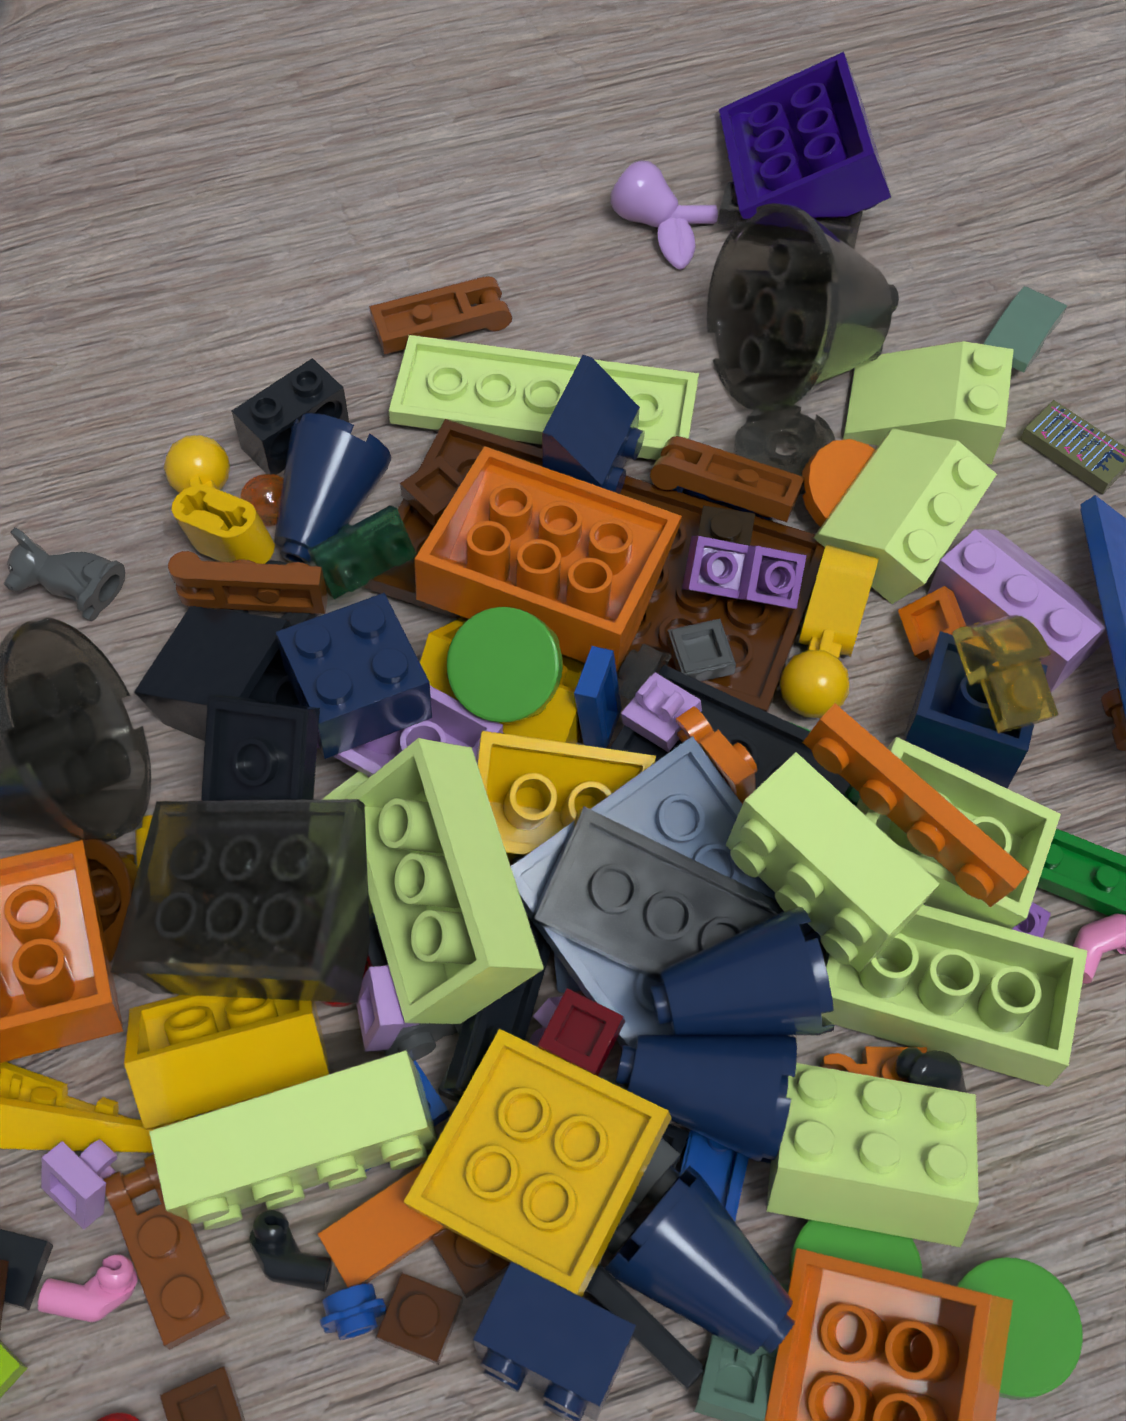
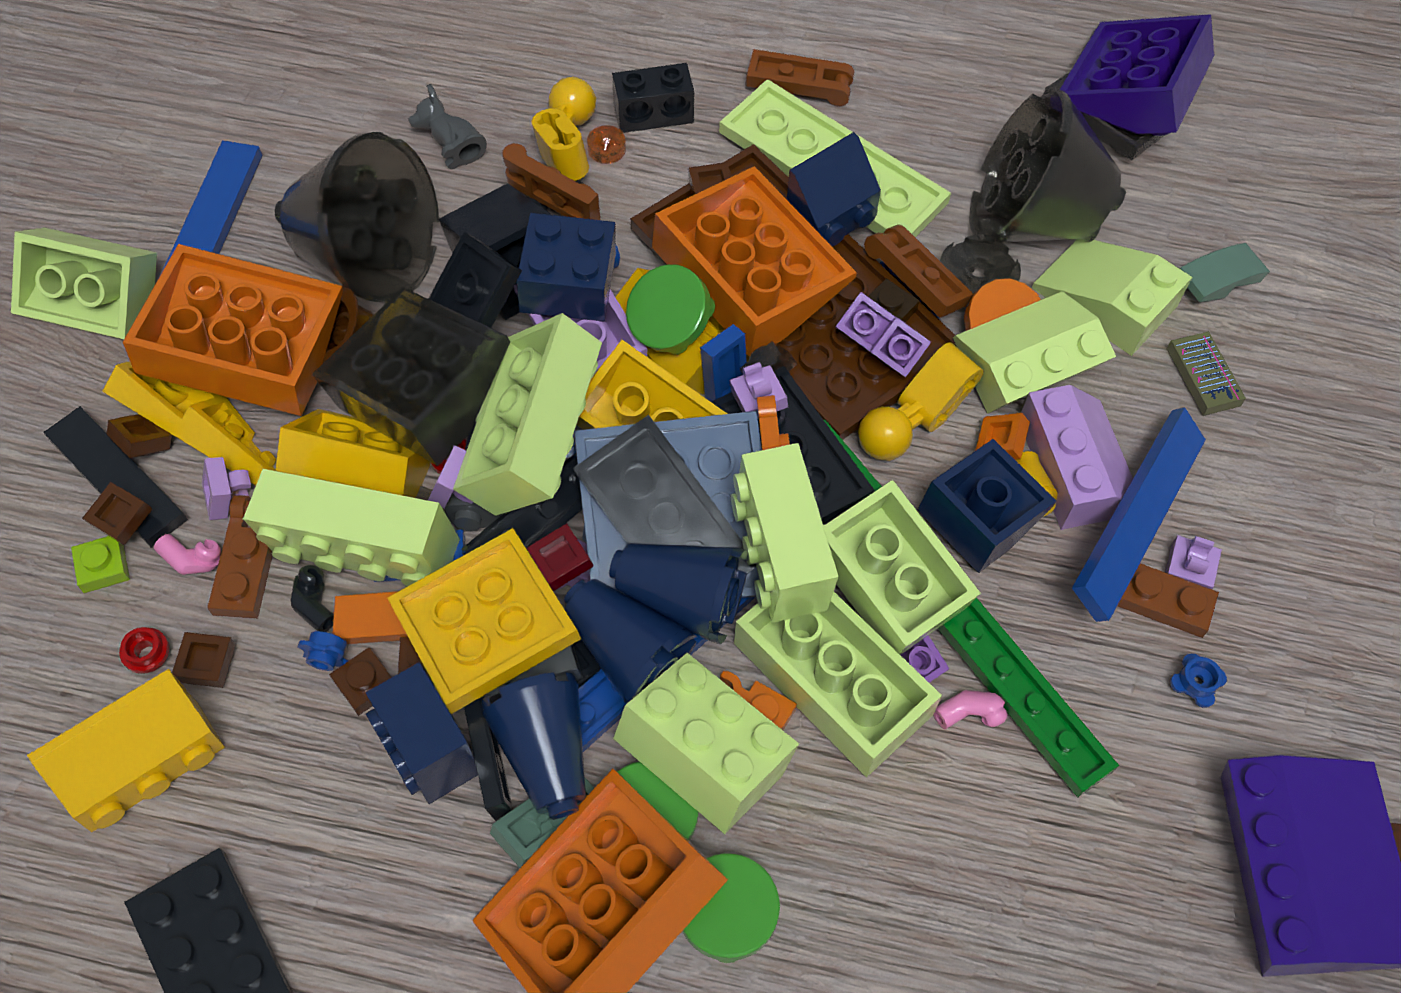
camera: 30 degrees right, 0 degrees up
(324, 482) = (642, 149): dark blue cone -> none
(363, 551) = (634, 198): clear green hips -> none
(646, 198) = (998, 59): lavender piece -> none
(701, 650) = (819, 372): dark grey tile -> none
(914, 806) = (870, 541): orange plate -> none
(930, 1069) = (786, 716): black arm -> none
(1006, 661) = (1015, 485): clear yellow brick -> none

